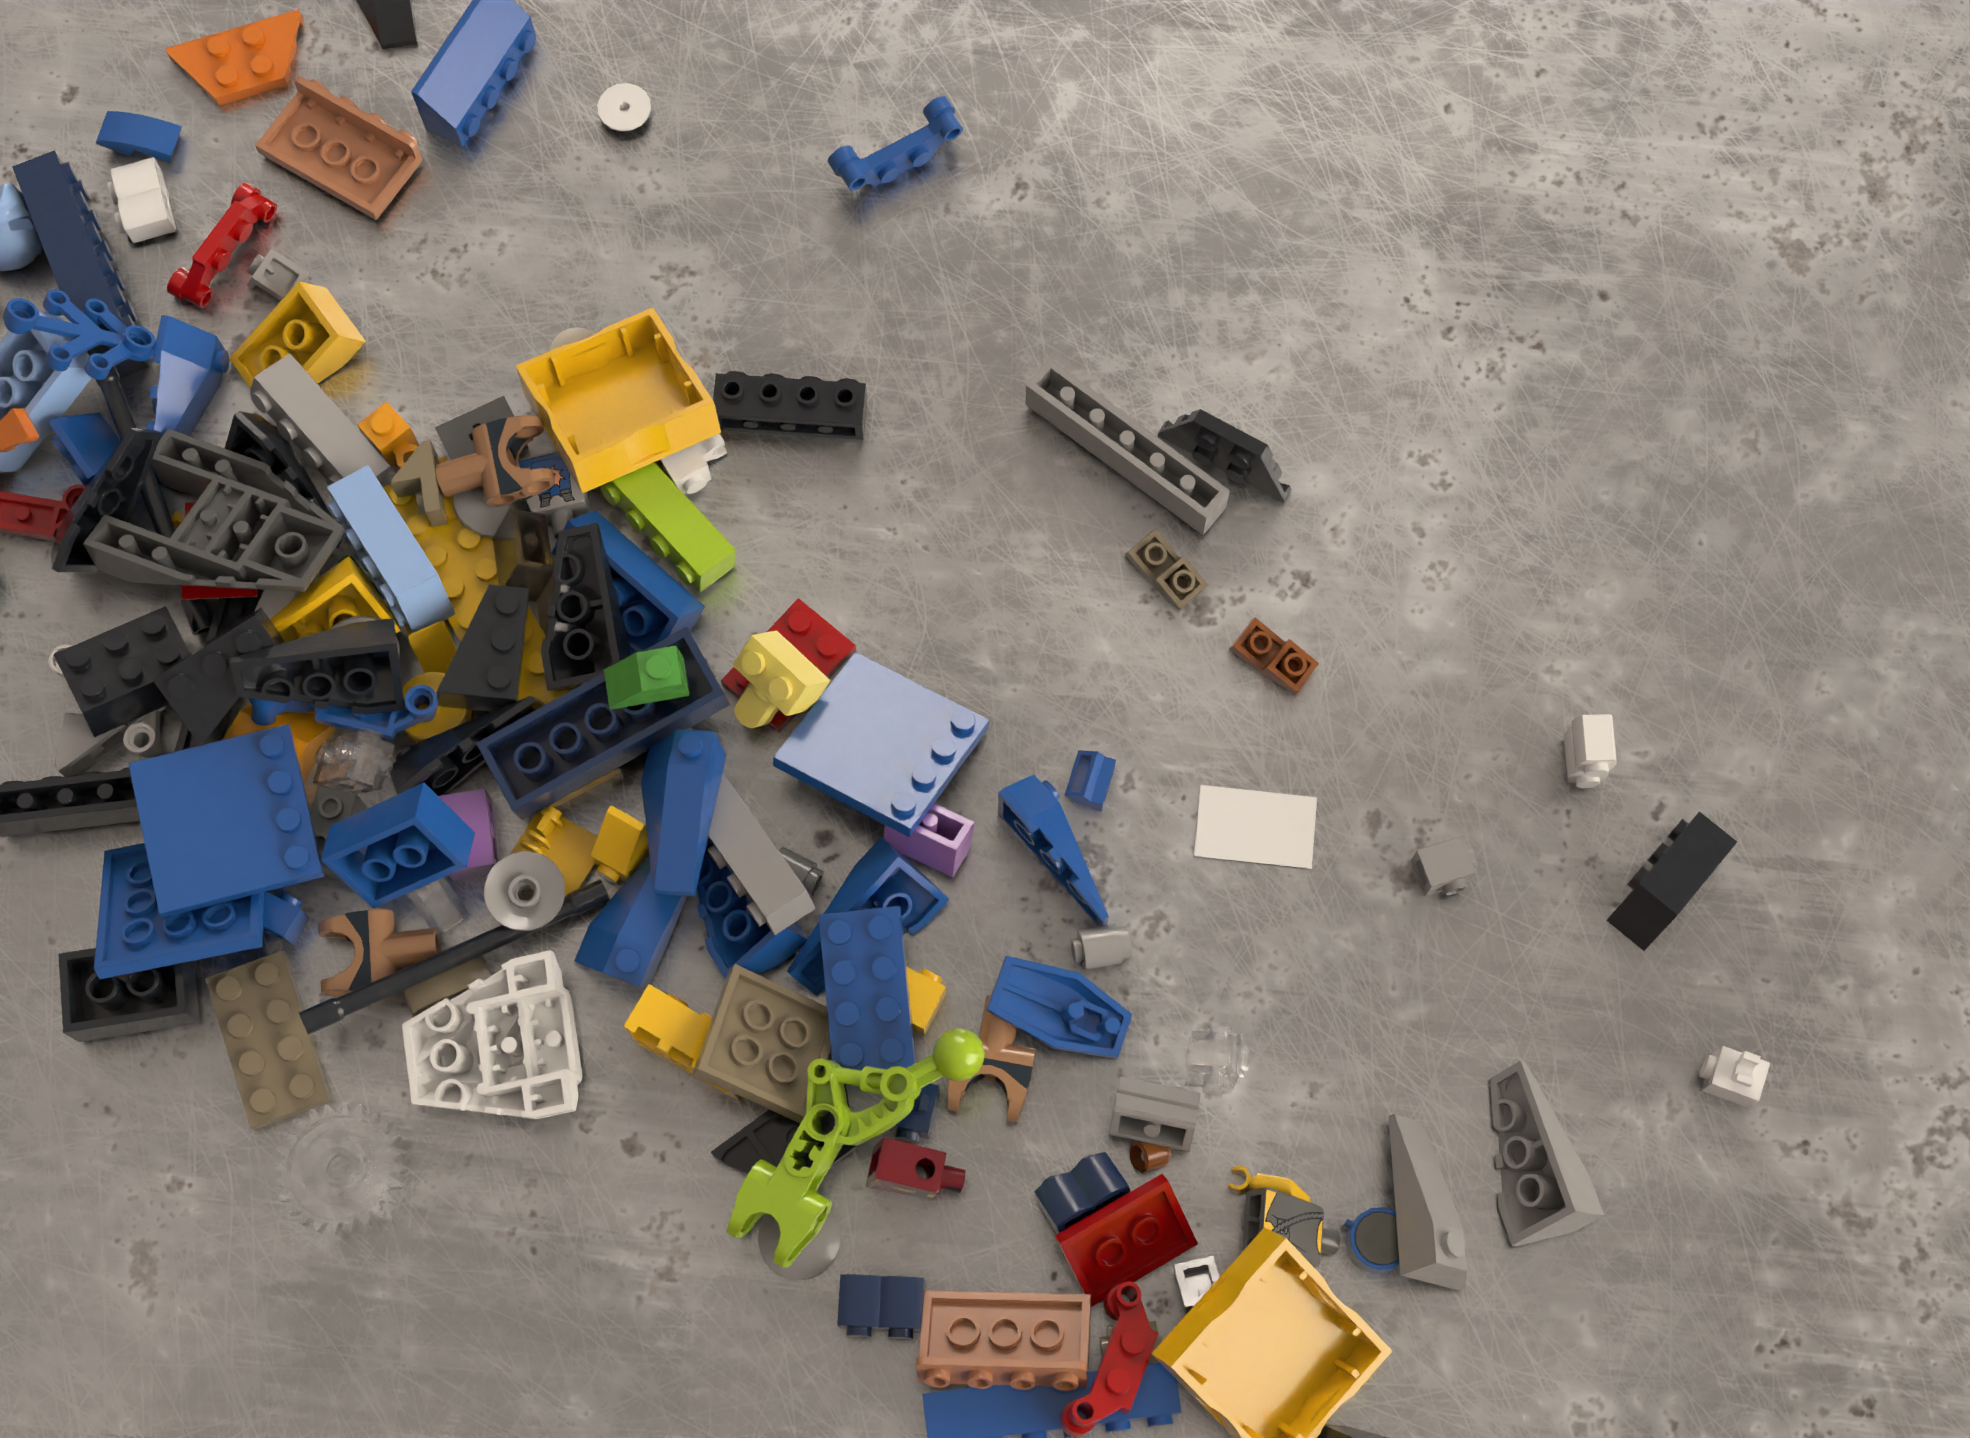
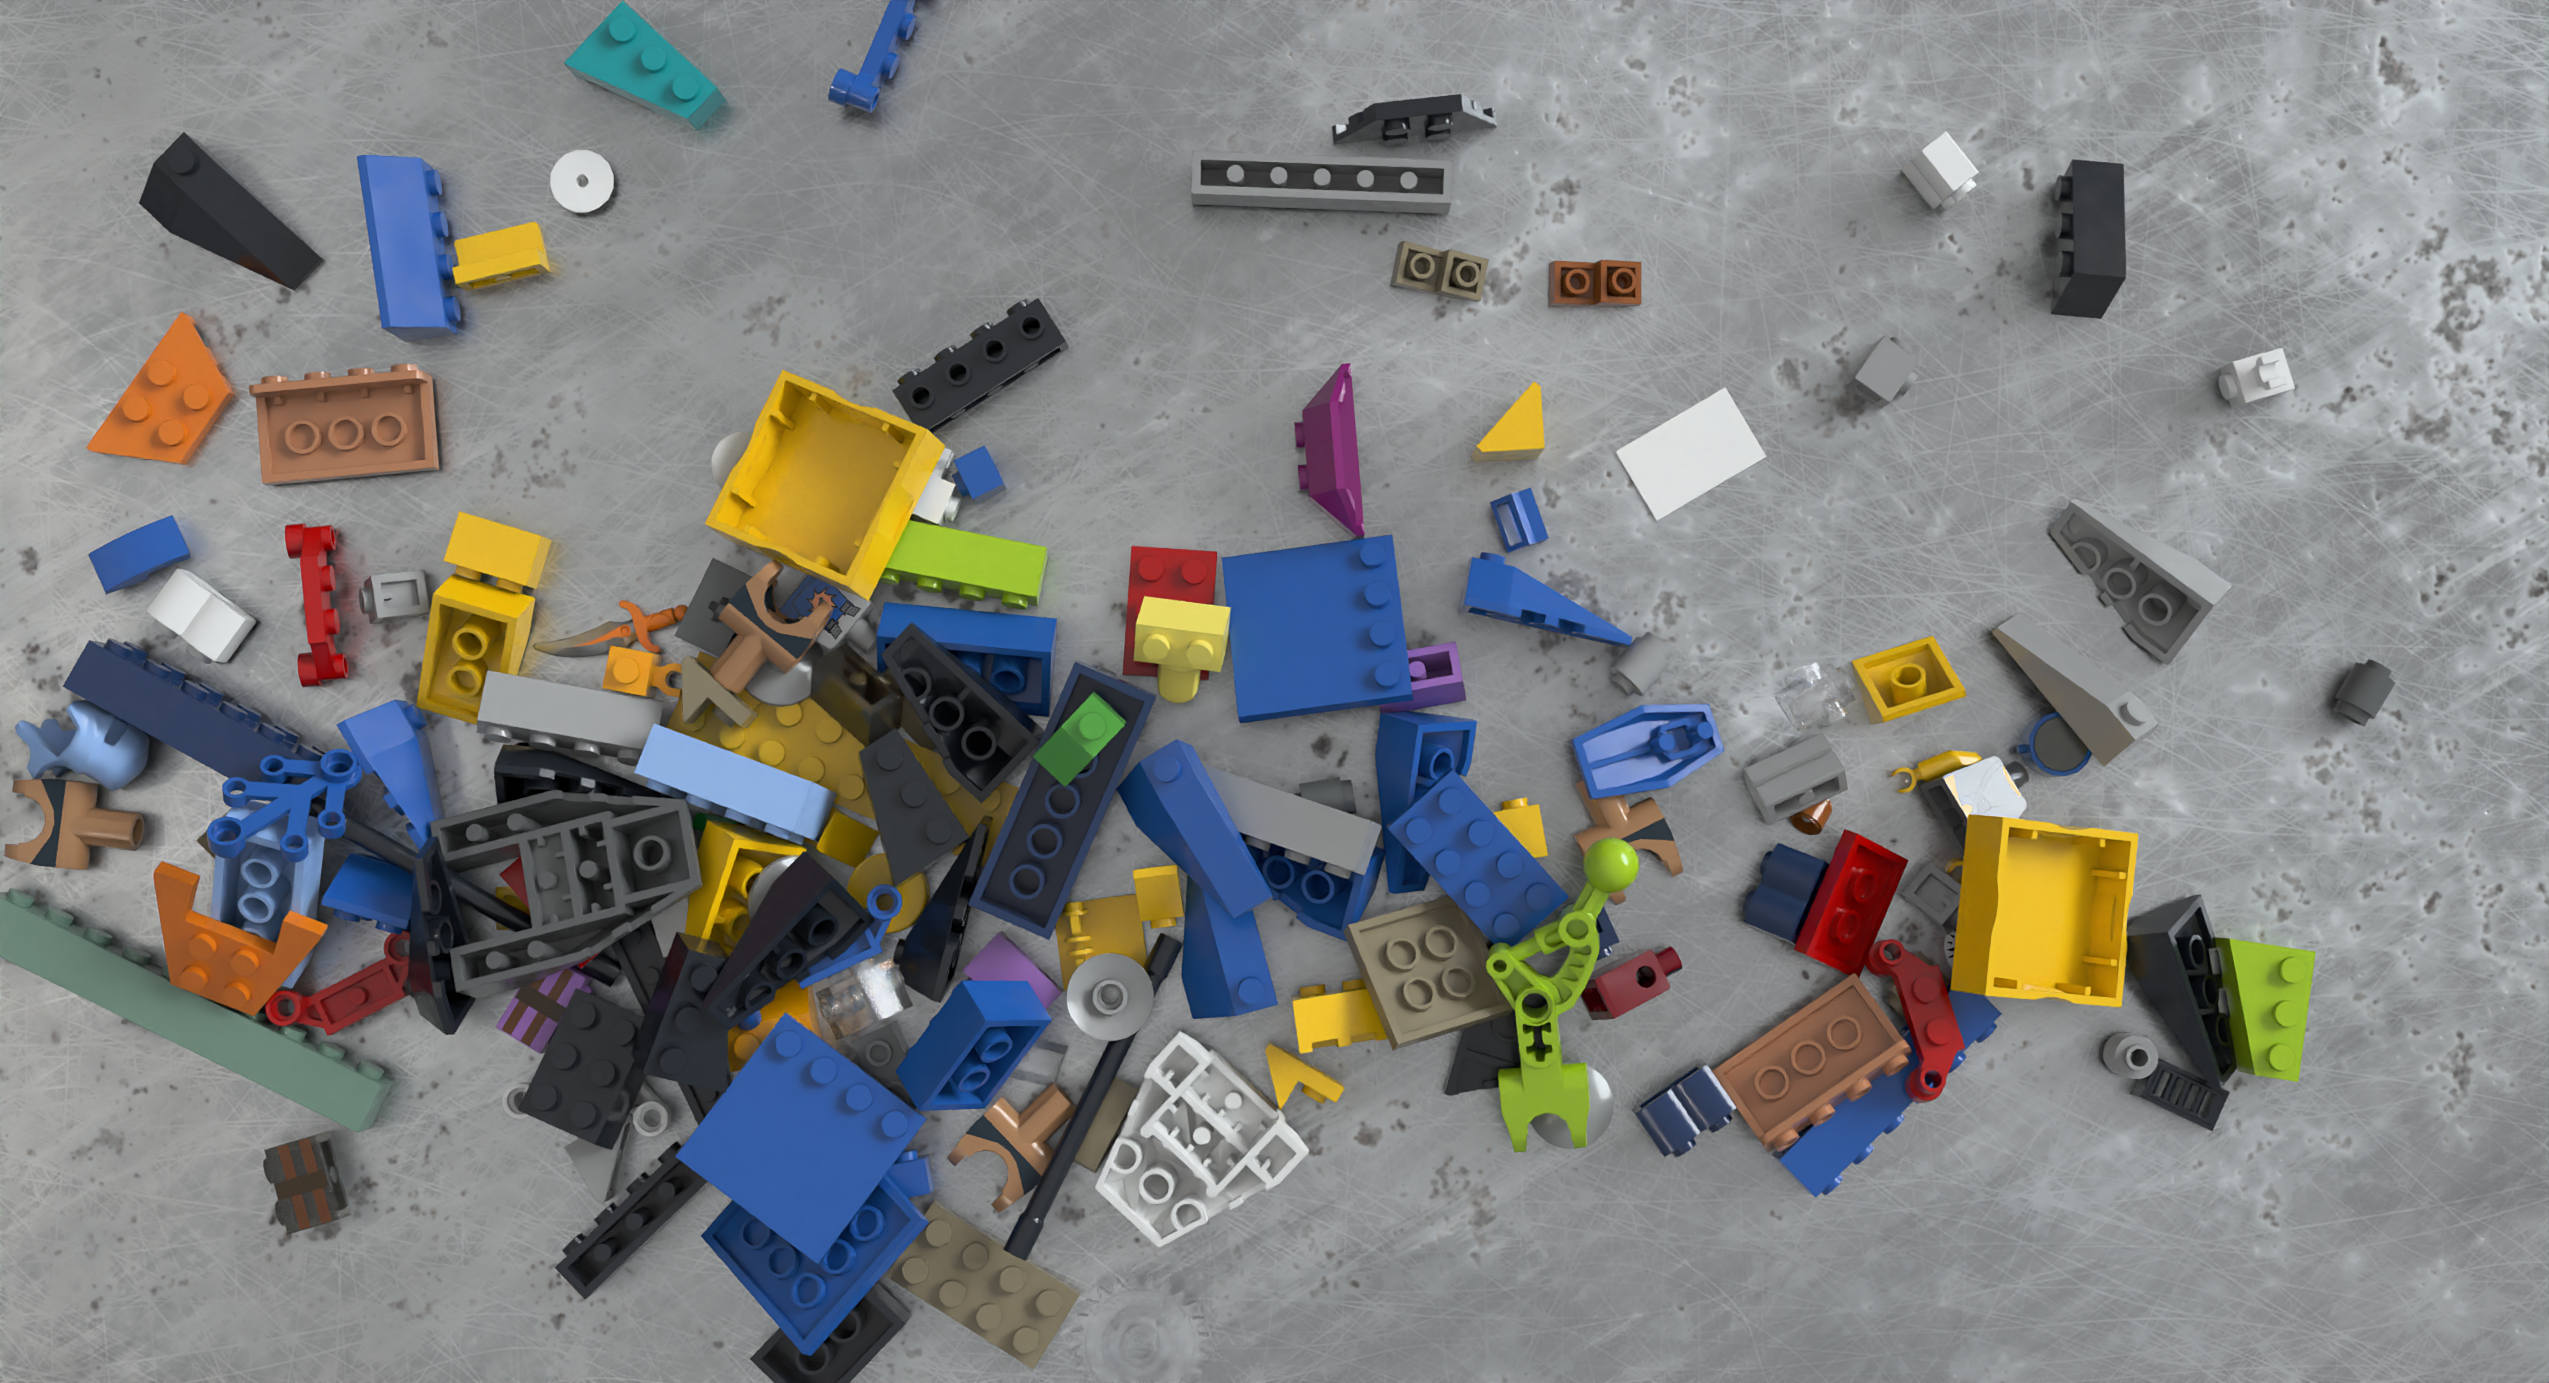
camera: 45 degrees left, 15 degrees up
(136, 600) = (540, 1006): none -> brick
(367, 294) = (498, 551): none -> yellow brick
(417, 413) = (616, 633): none -> piece
(530, 118) = (500, 257): none -> yellow panel
(608, 1049) = (1289, 1069): none -> yellow slope
(722, 62) = (643, 67): none -> teal wedge
(730, 474) = (978, 475): none -> blue plate
(992, 633) = (1332, 453): none -> magenta wedge
(1131, 707) = (1517, 434): none -> yellow slope
(1295, 1107) = (1906, 680): none -> yellow slope
(1656, 1382) = (2364, 692): none -> dark grey brick

